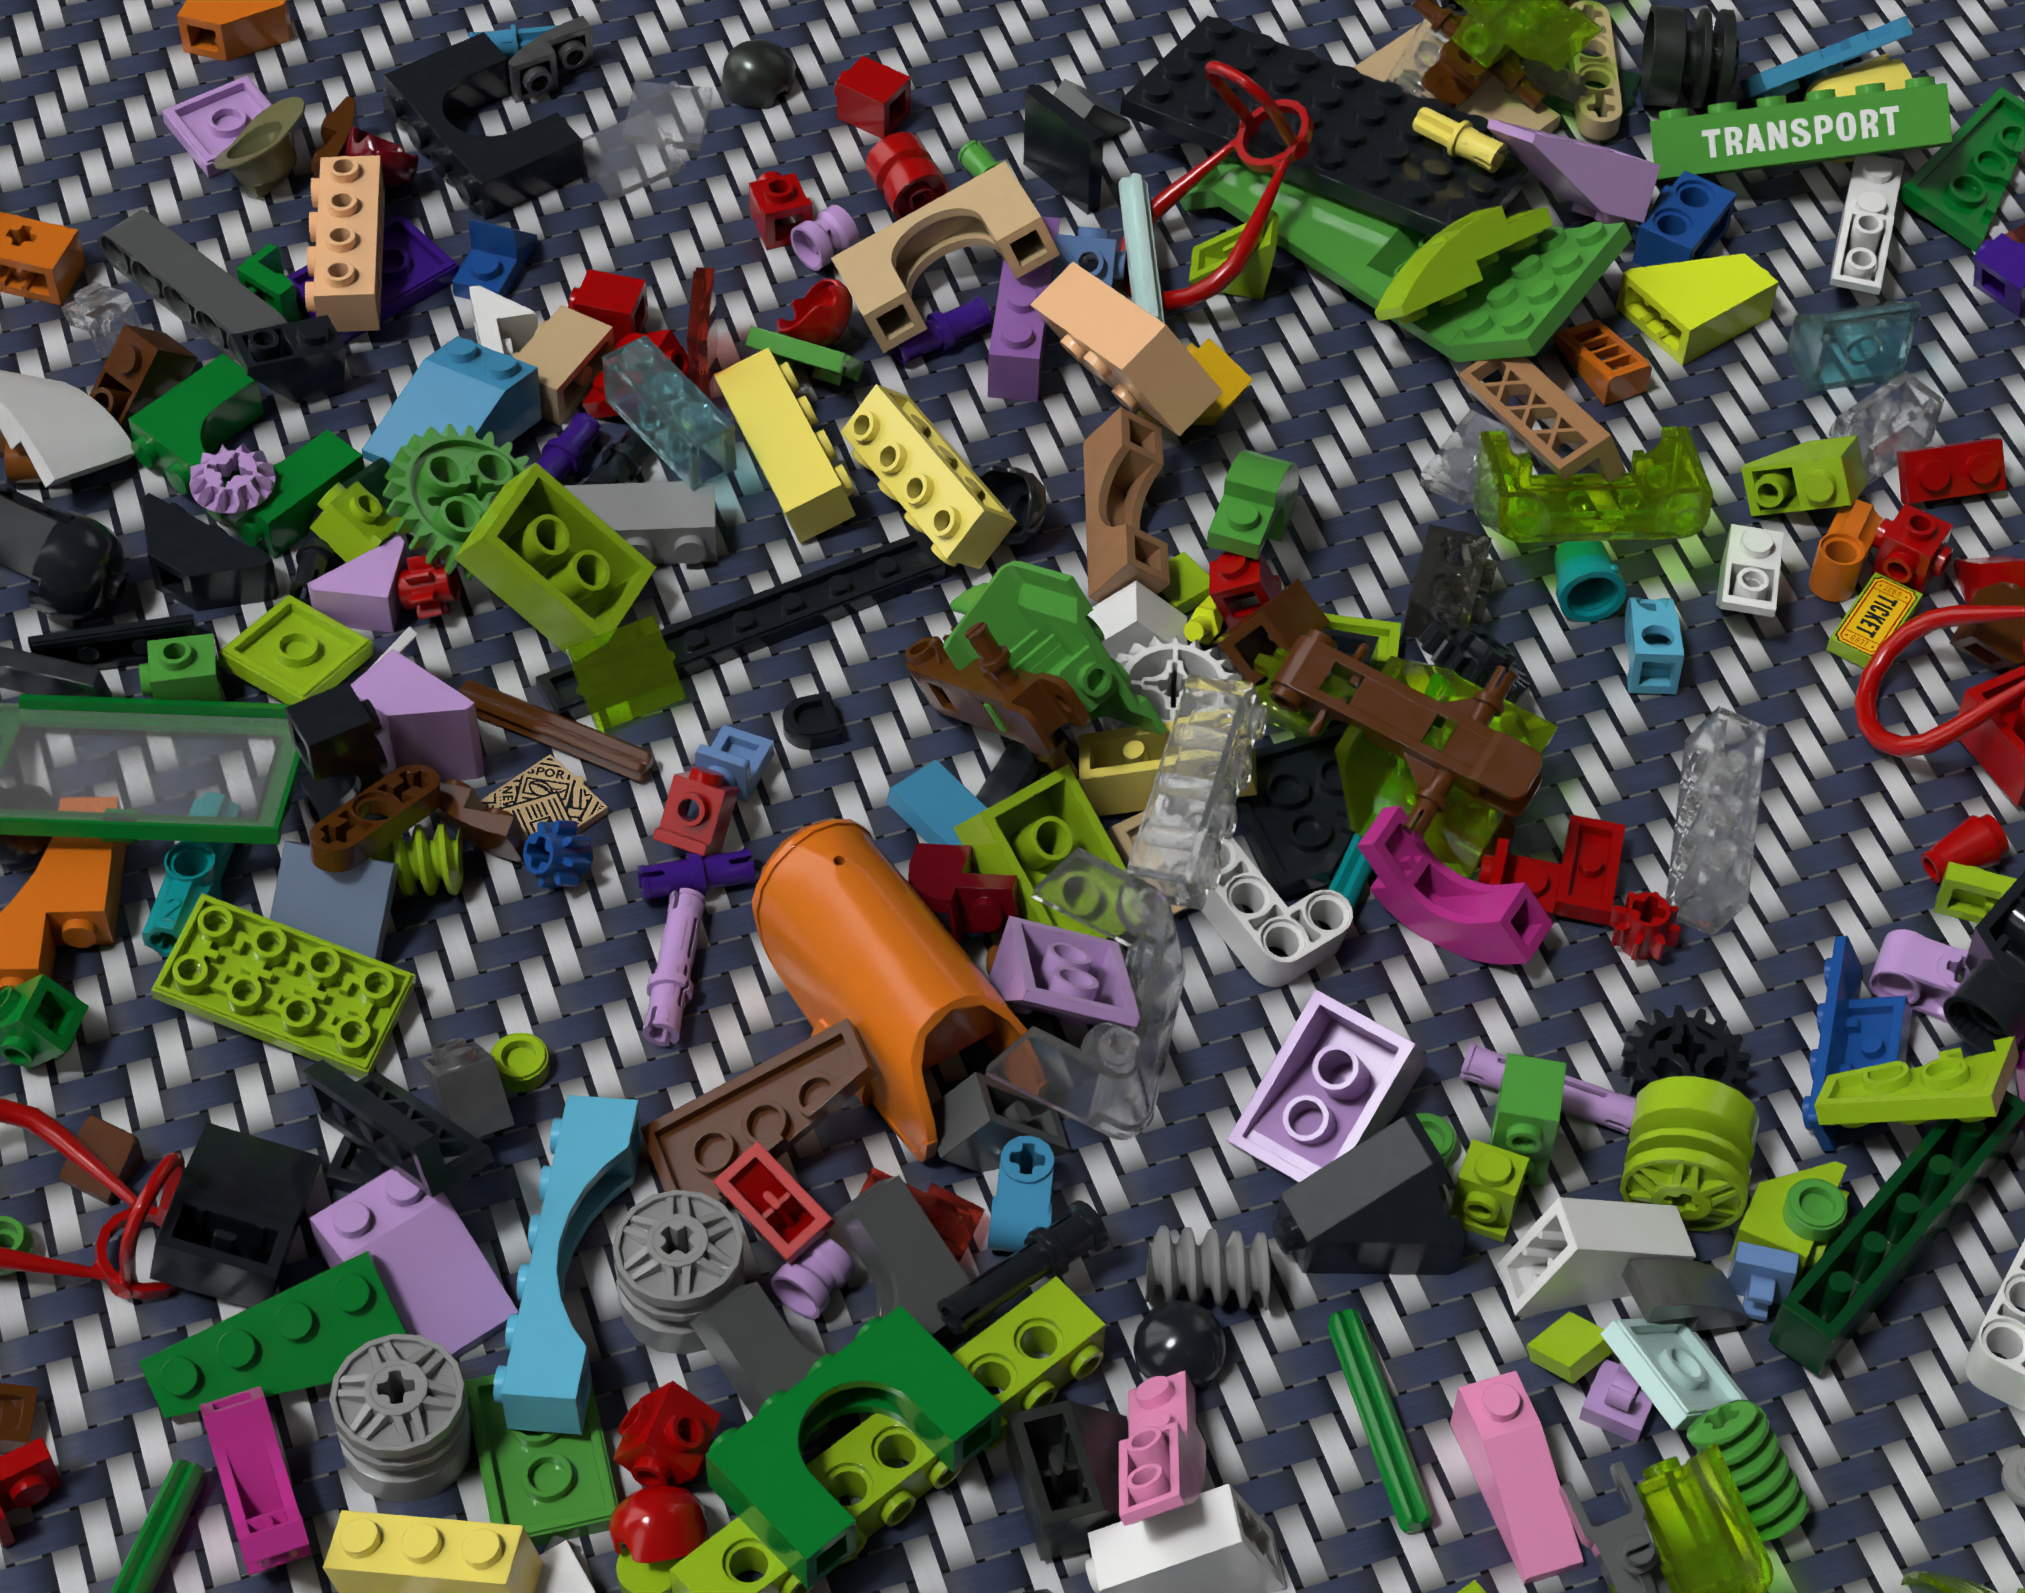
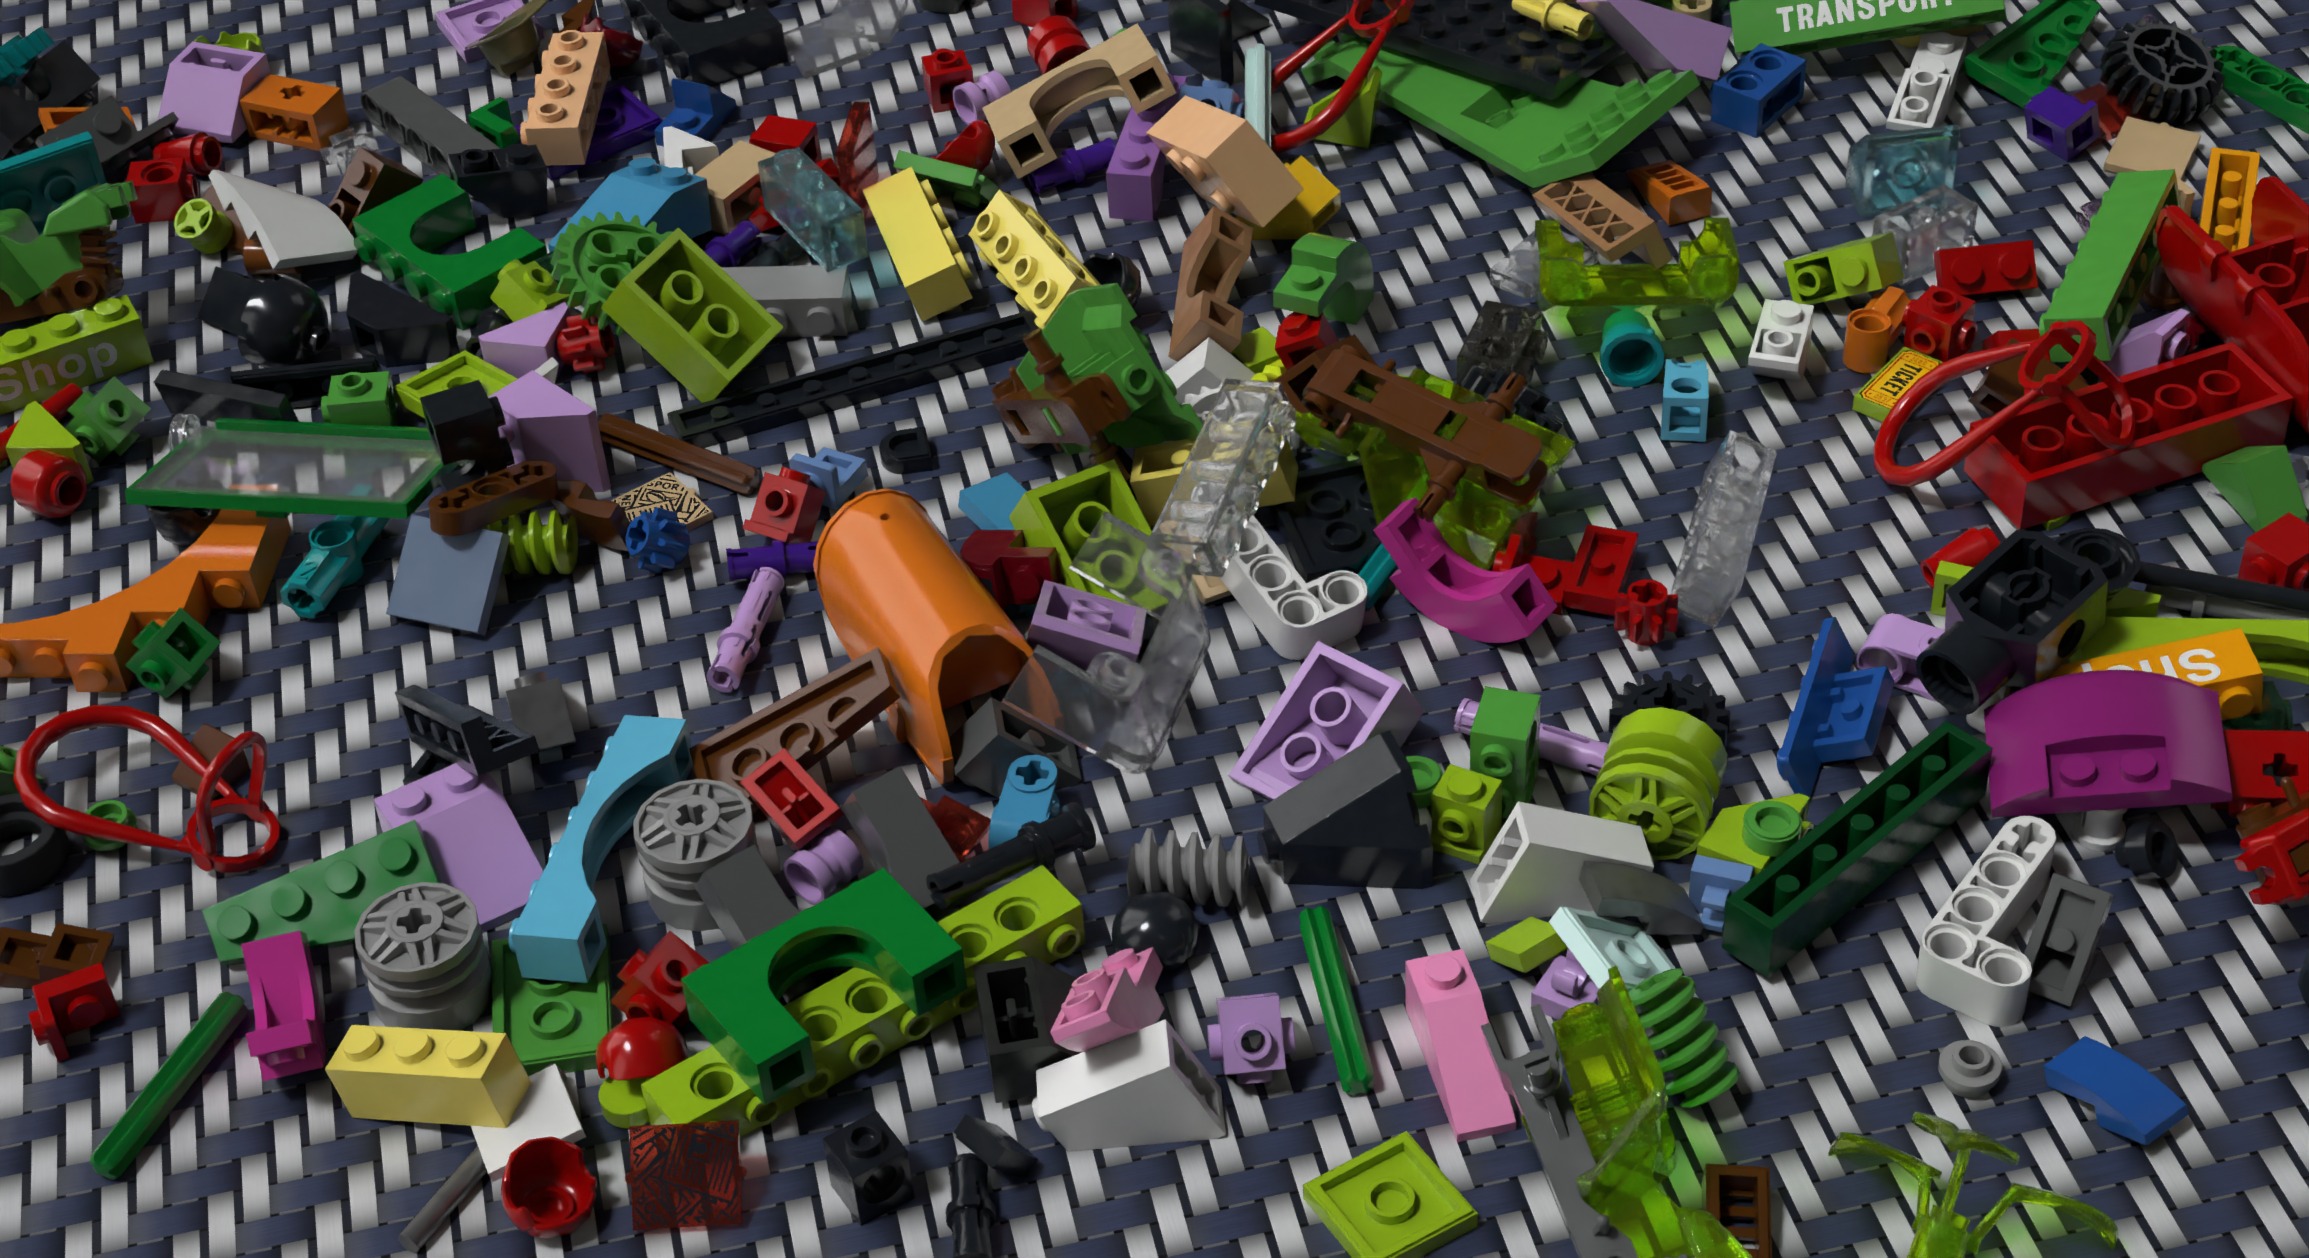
camera: 10 degrees right, 10 degrees down
(234, 1216) = (307, 802): black slope -> none
(242, 491) = (428, 258): lavender gear -> none
(284, 986) = (395, 632): lime tile -> none
(521, 1061) = (595, 701): lime tile -> none
(625, 673) = (744, 407): clear neon green piece -> none
(1304, 1477) = (1248, 1013): none -> lavender brick
(1453, 260) = (1537, 99): lime slope -> none
(1697, 302) = (1763, 144): neon yellow slope -> none
(1941, 1089) = (1874, 739): lime wing -> none

